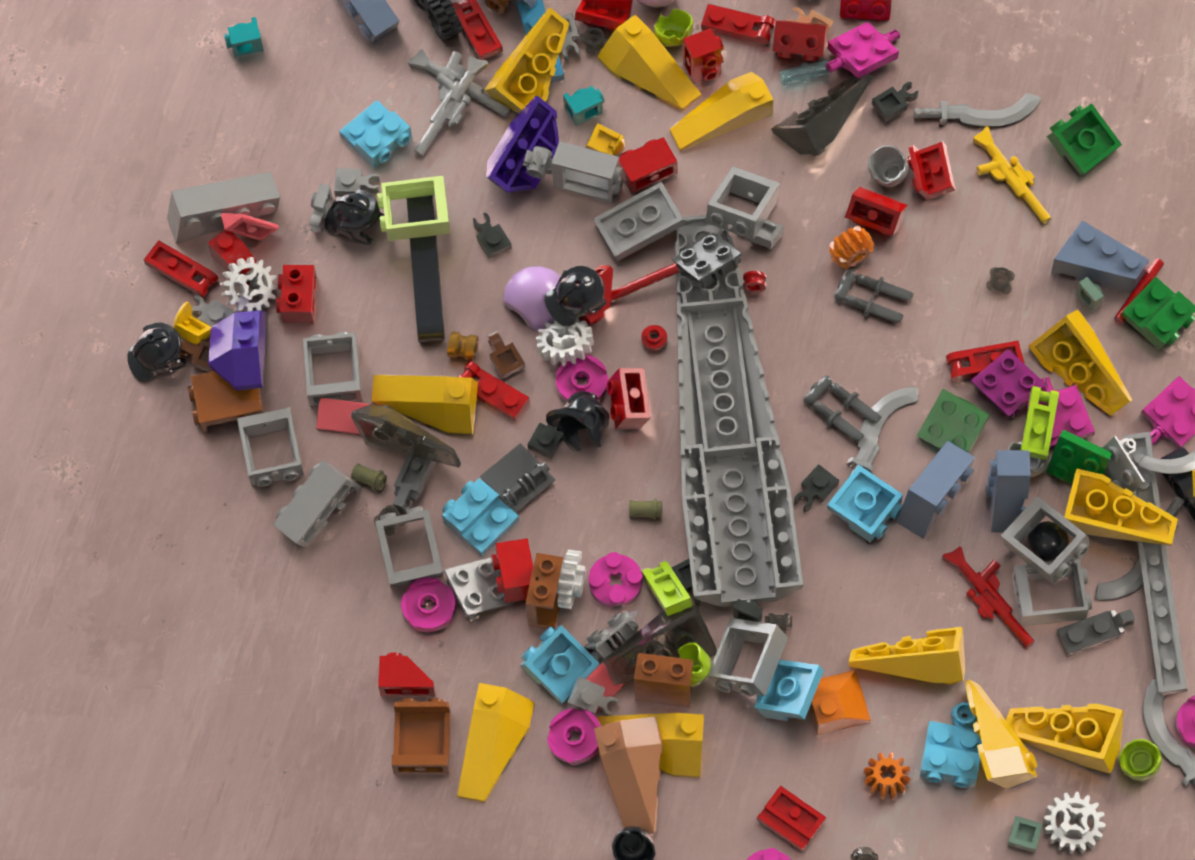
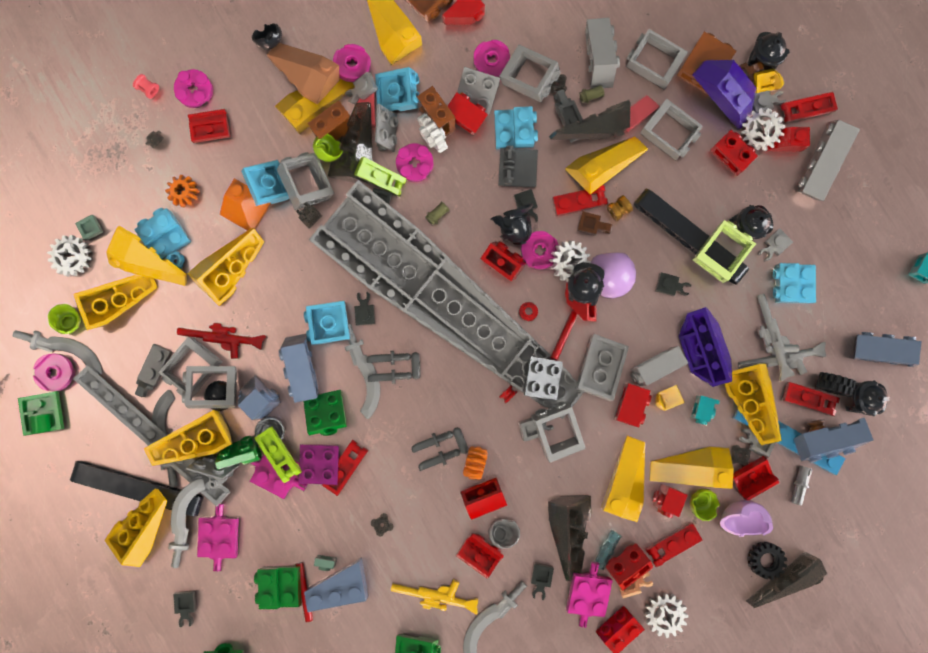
camera: 135 degrees right, 20 degrees up
(248, 225) = (801, 158): coral slope -> none
(321, 203) = (778, 213): light grey plate -> none
(538, 162) = (689, 344): light grey gear -> none
(747, 610) = (325, 202): pearl dark grey plate -> none
(1079, 358) = (300, 519): yellow wedge -> none

